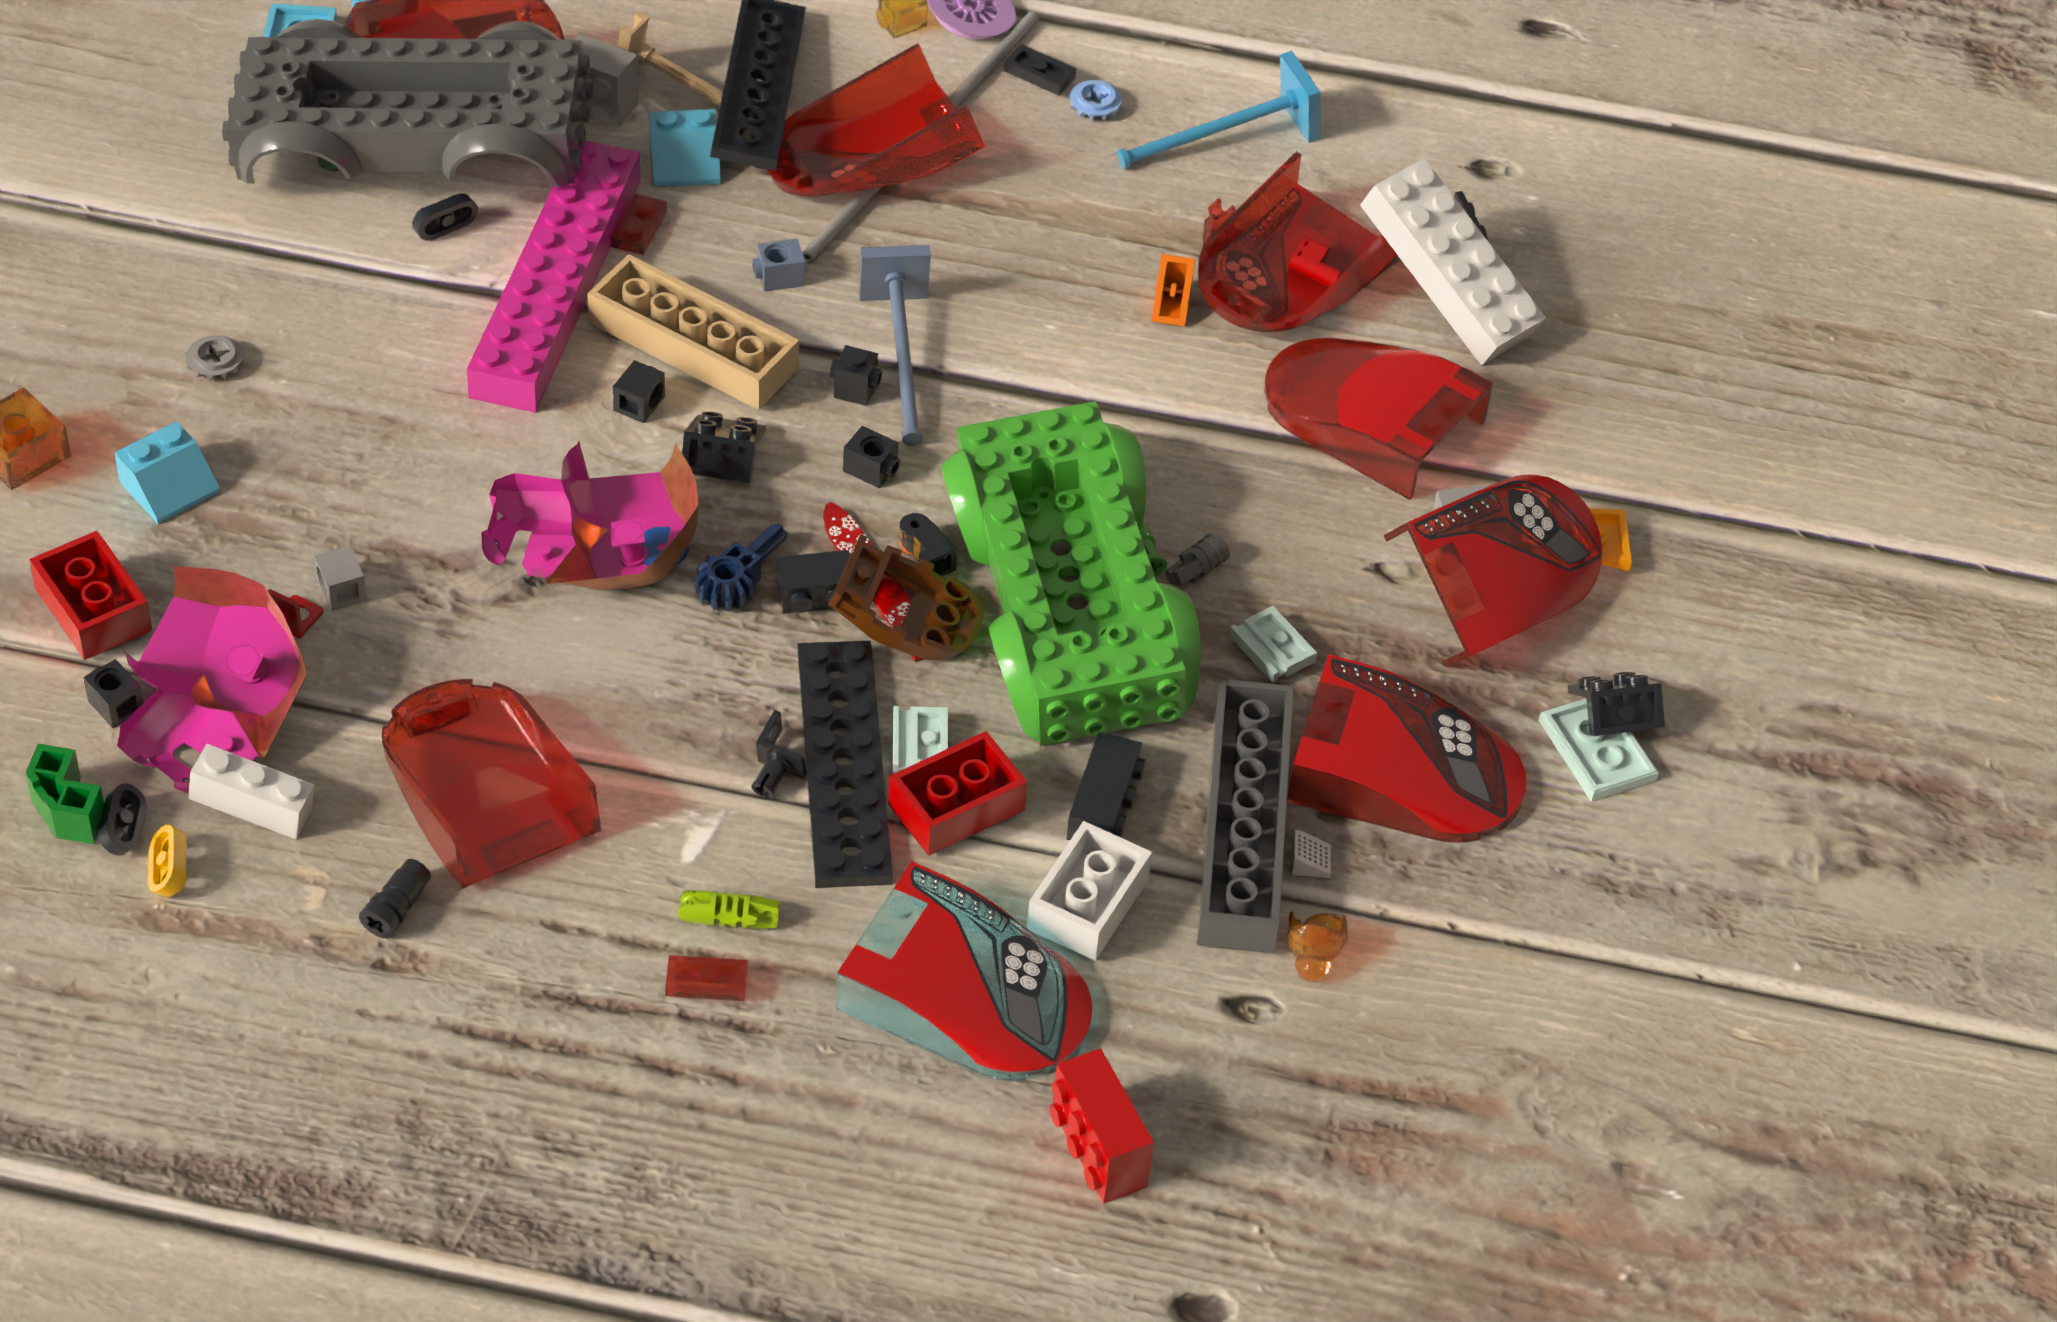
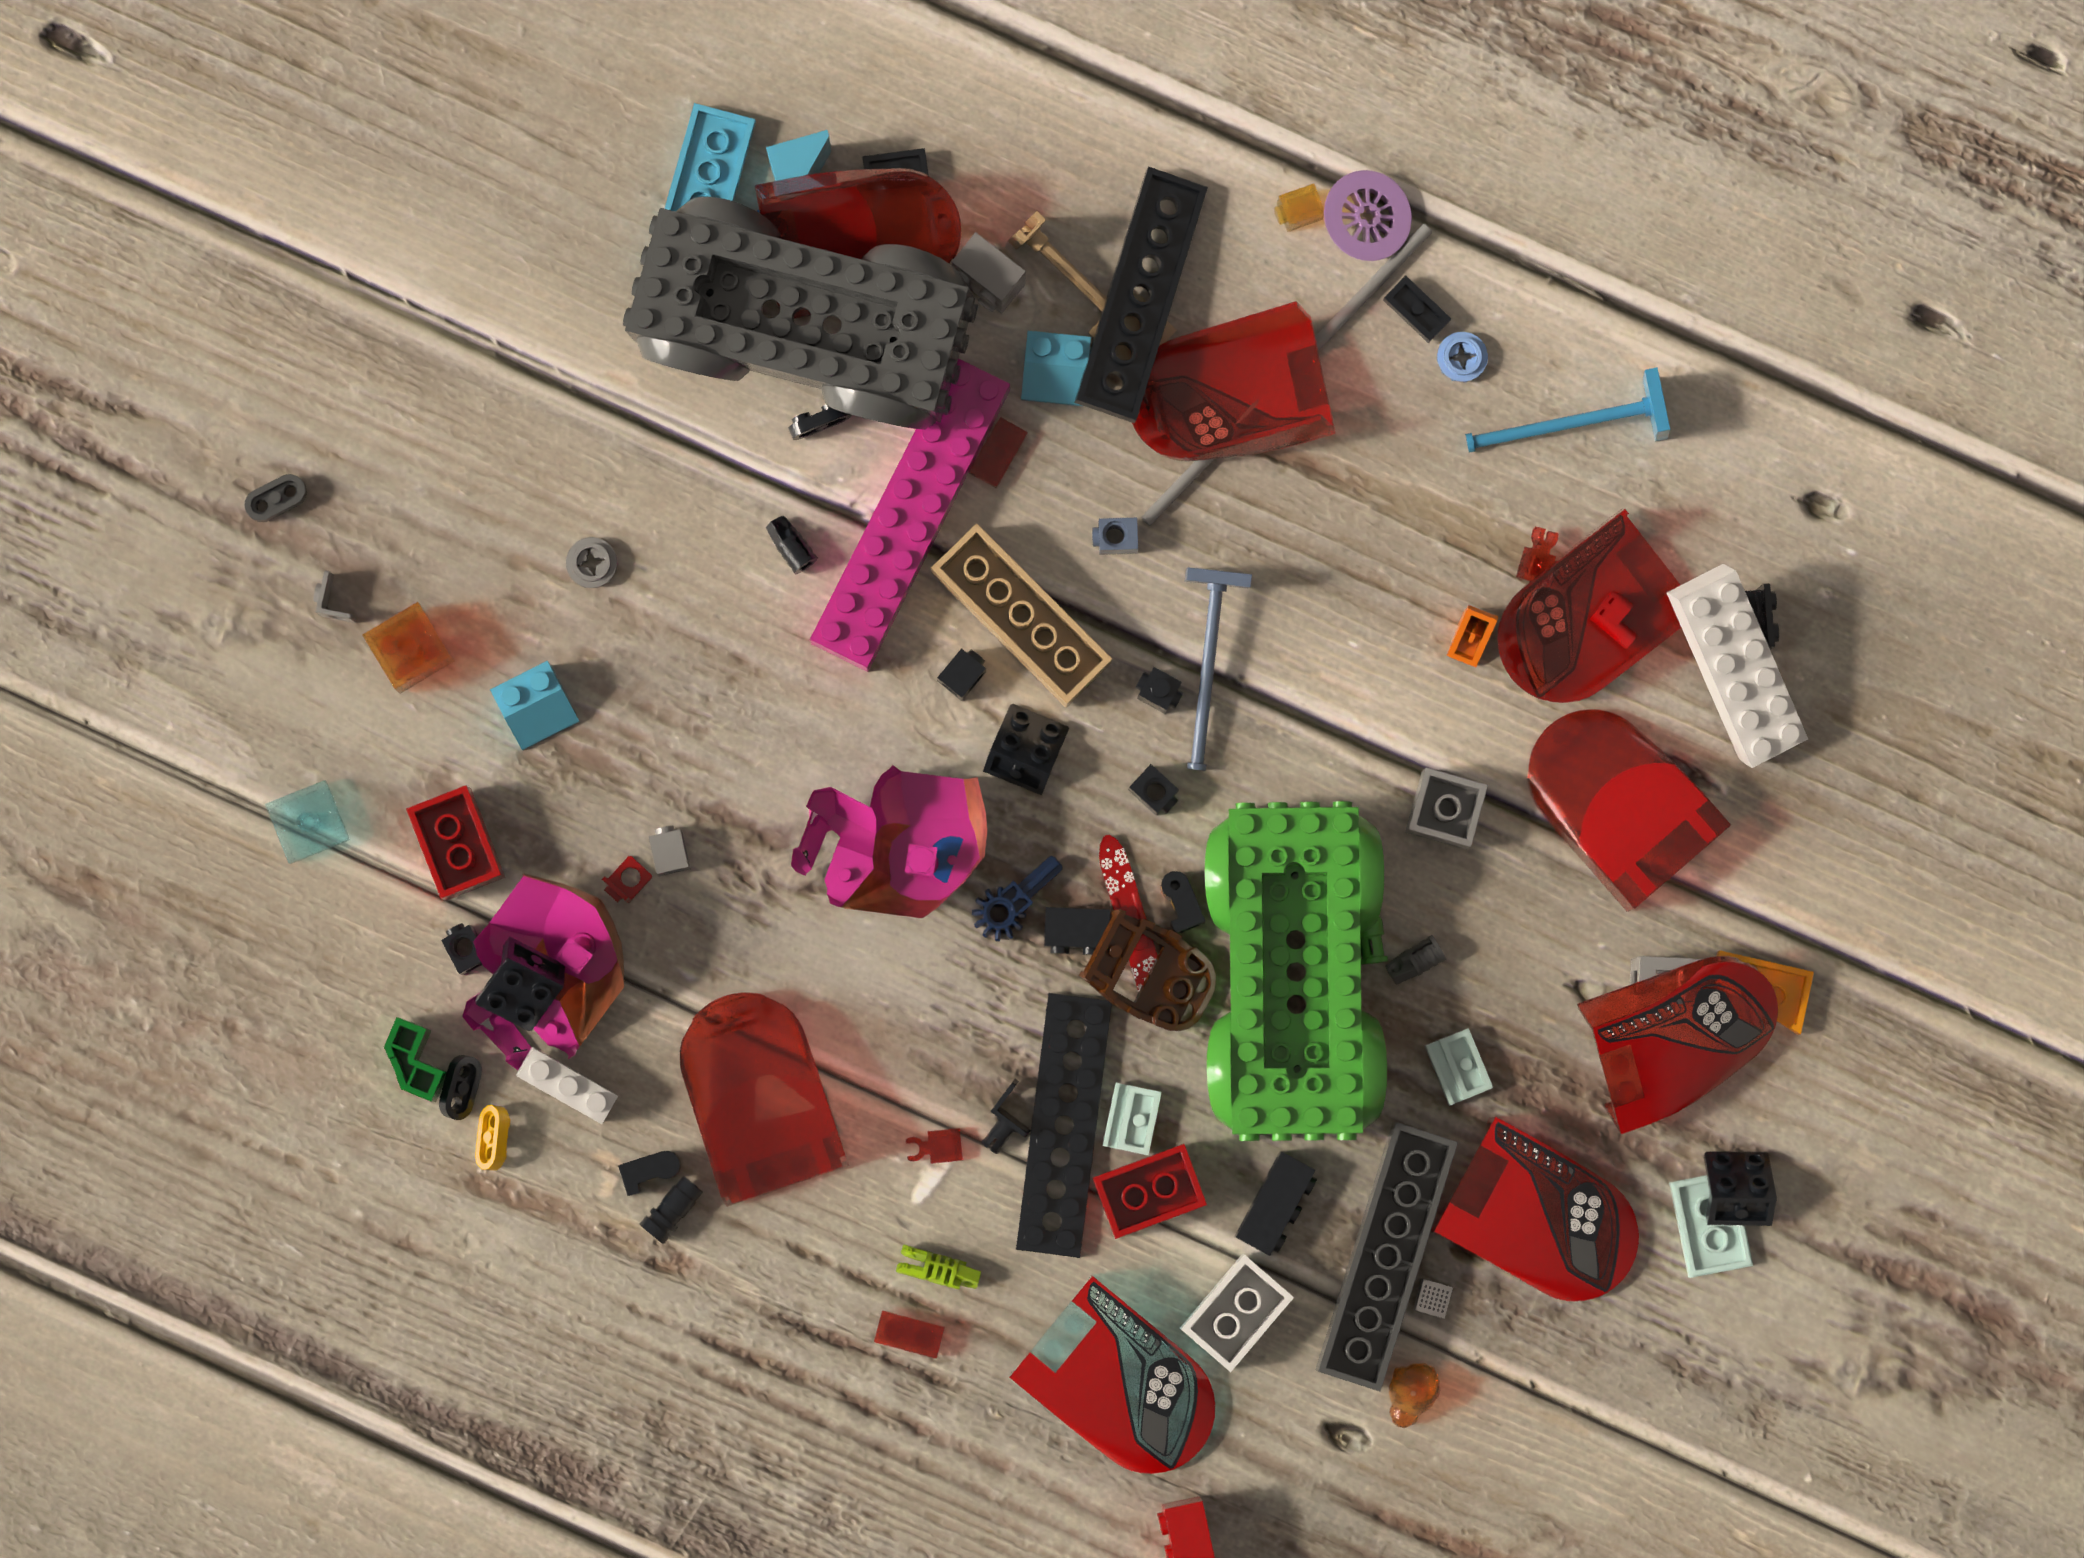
camera: 10 degrees right, 35 degrees up
(182, 700) = (522, 985): none -> black bracket
(361, 865) = (657, 1165): none -> black leg
(434, 316) = (791, 545): none -> black hinge
(703, 799) = (941, 1145): none -> clear red plate
(1190, 425) = (1446, 808): none -> light grey brick

